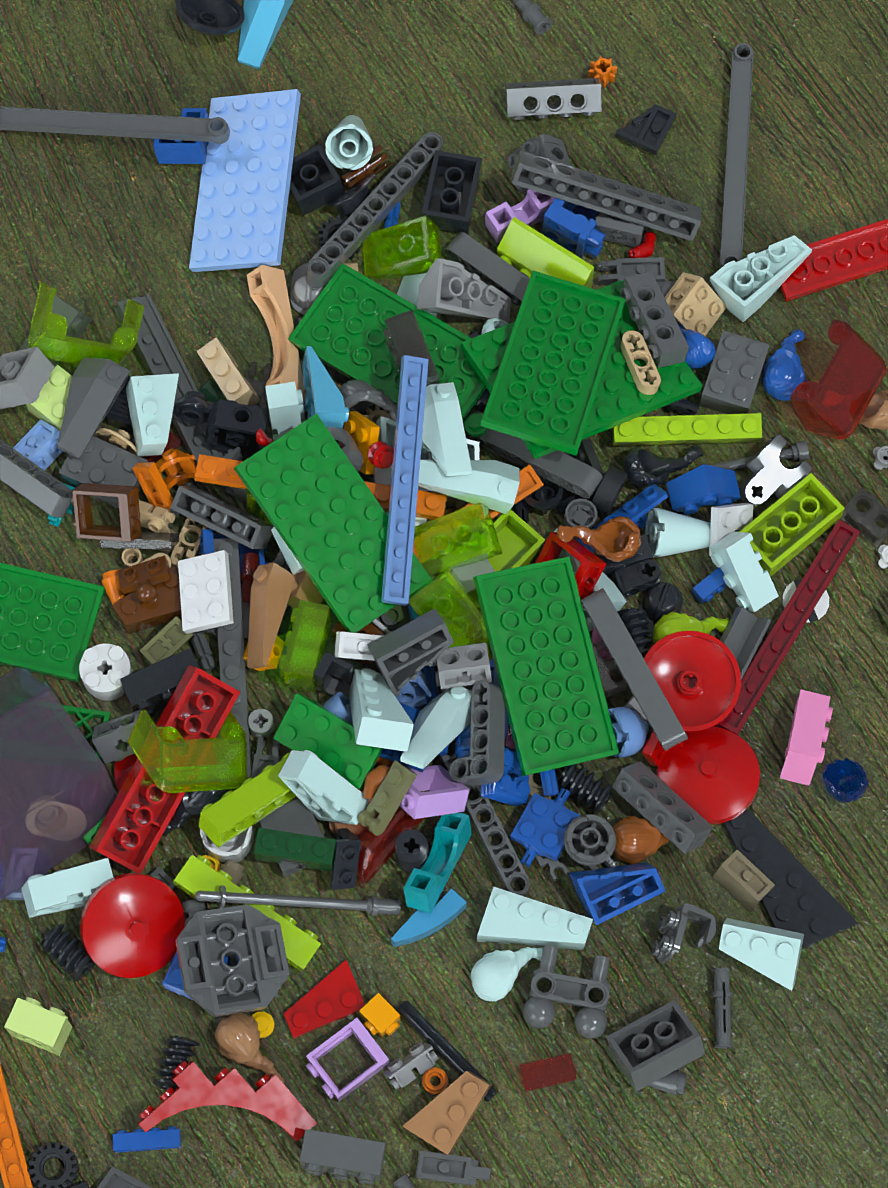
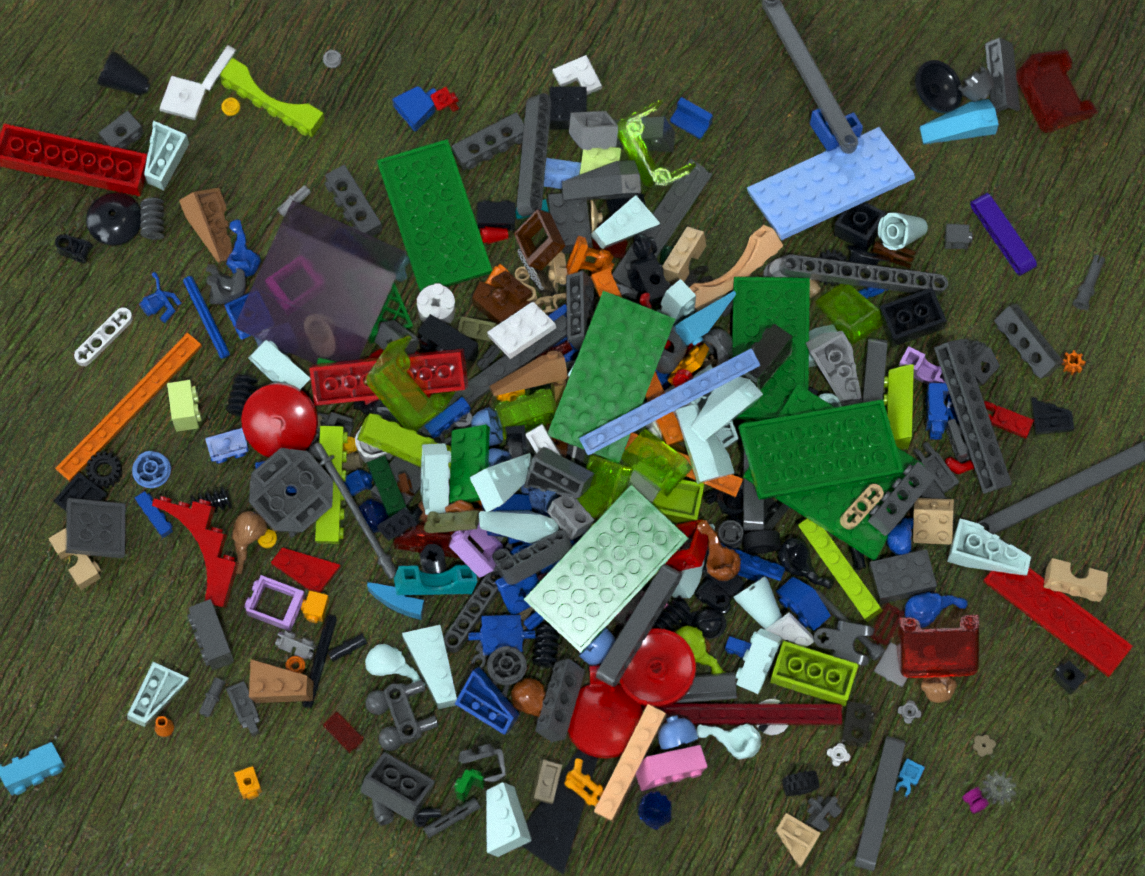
camera: 60 degrees right, 0 degrees up
(41, 544) = (496, 214): none -> black brick
(61, 561) = (493, 234): none -> red cone
(69, 275) = (691, 118): none -> blue panel
(93, 1109) = (151, 469): none -> medium blue cone
(119, 1005) = (227, 445): none -> bracket
(175, 860) = (339, 420): none -> dark grey panel
(252, 727) = (448, 417): none -> blue piece
(260, 879) = (358, 481): none -> blue bracket
(280, 698) = (486, 417): none -> medium blue cylinder
(304, 827) = (405, 485): none -> reddish brown plate
(311, 883) = (373, 513): none -> clear blue hair
(388, 96) = (957, 236): none -> dark grey brick
(416, 51) = (1003, 234): none -> dark purple beam
(450, 1008) = (347, 647): none -> black pin
(629, 167) = (1009, 420): none -> red hinge
(698, 971) = (465, 783): none -> green bracket
(703, 1027) = (425, 814): none -> black arm
(765, 844) = (577, 781): none -> light orange piece
(773, 706) = (676, 732): none -> medium blue cylinder
(781, 416) = (894, 611): none -> clear red tile
(798, 804) = (629, 763): none -> light nougat arch
(818, 646) = (740, 741): none -> light aqua hair
(823, 448) = (889, 666): none -> light grey piece
(856, 198) = (1059, 578): none -> tan arch

